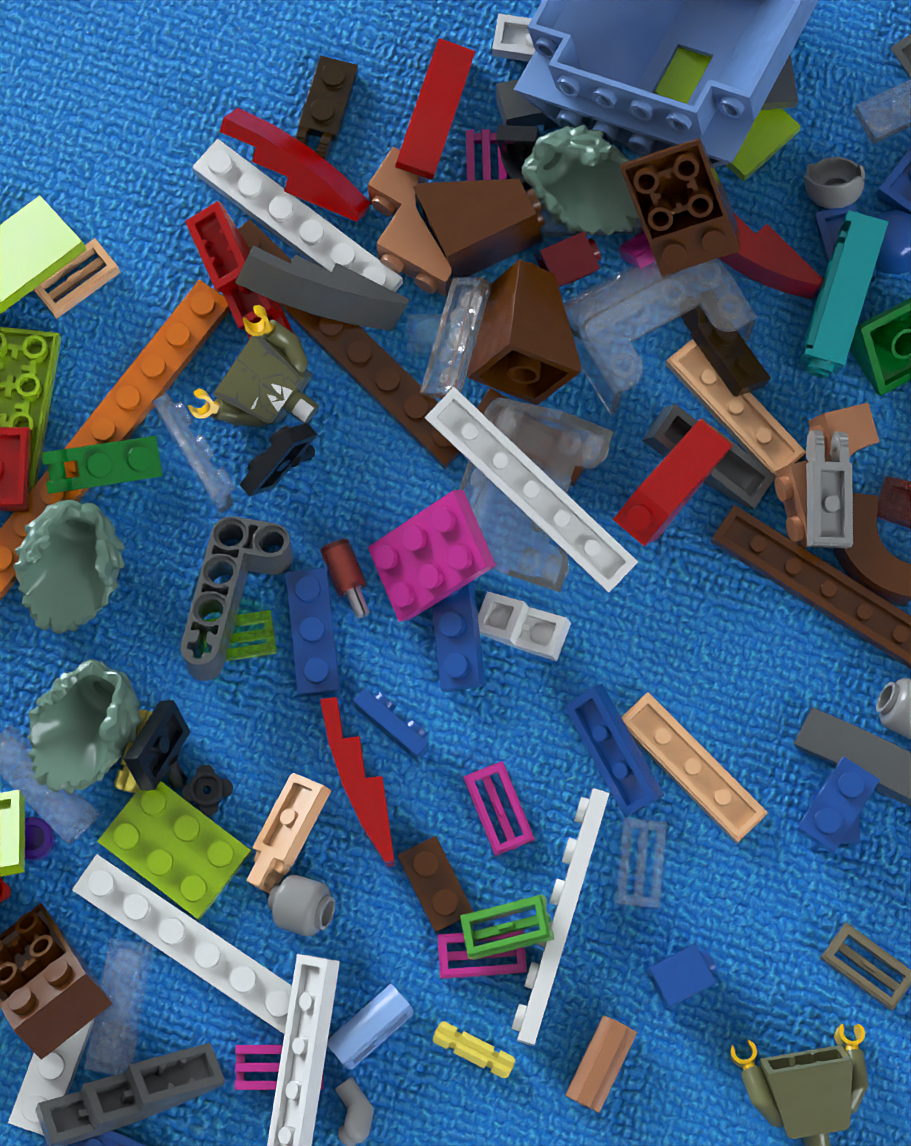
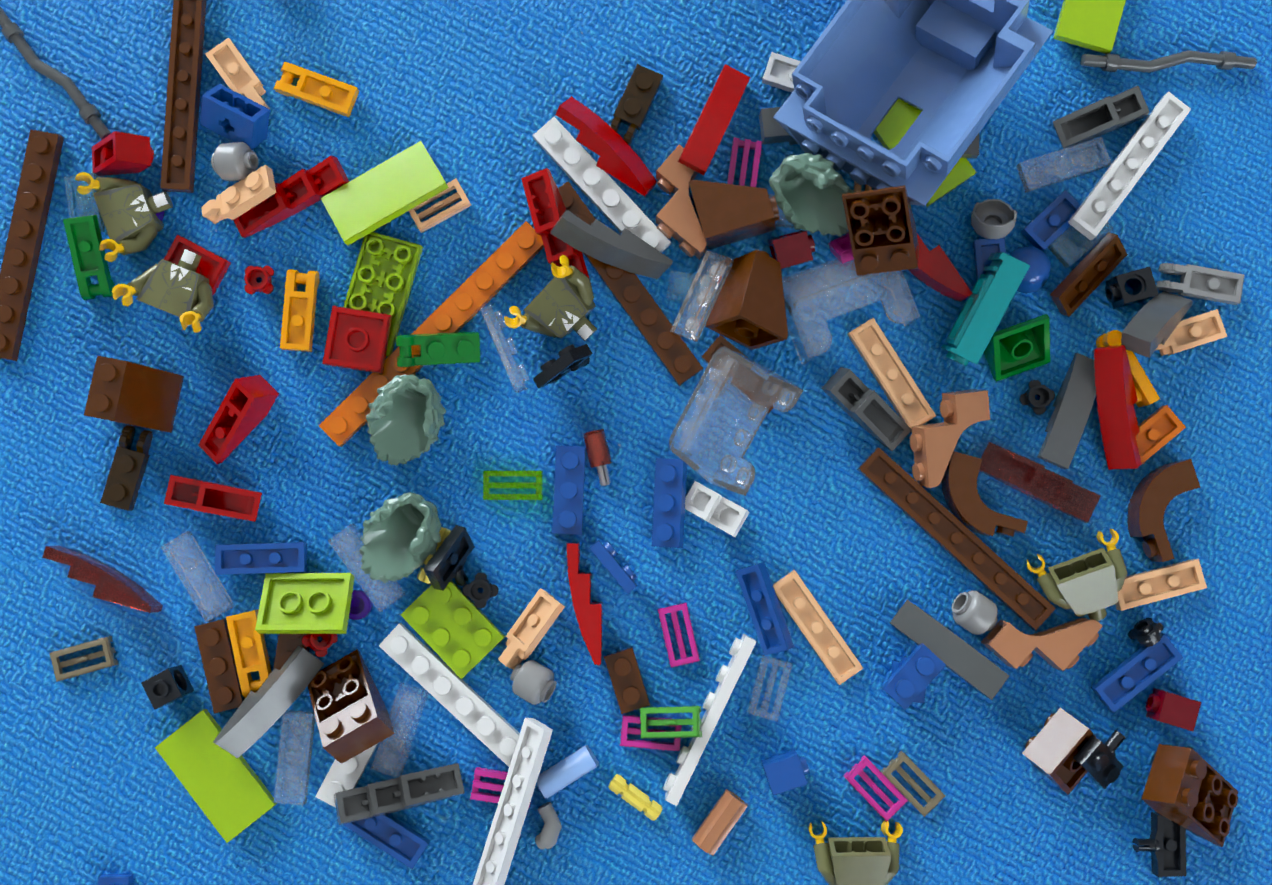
camera: 10 degrees right, 10 degrees up
(226, 597) = (512, 459): dark grey beam -> none
(431, 555) = (660, 453): dark pink plate -> none
(515, 147) = (768, 160): black tile -> none
(531, 489) = (737, 419): white plate -> none
(672, 483) = (838, 428): red slope -> none
(726, 354) = (893, 337): dark brown hinge -> none
(829, 492) = (948, 453): light grey hinge -> none
(846, 1004) = (858, 770): none -> dark pink tile

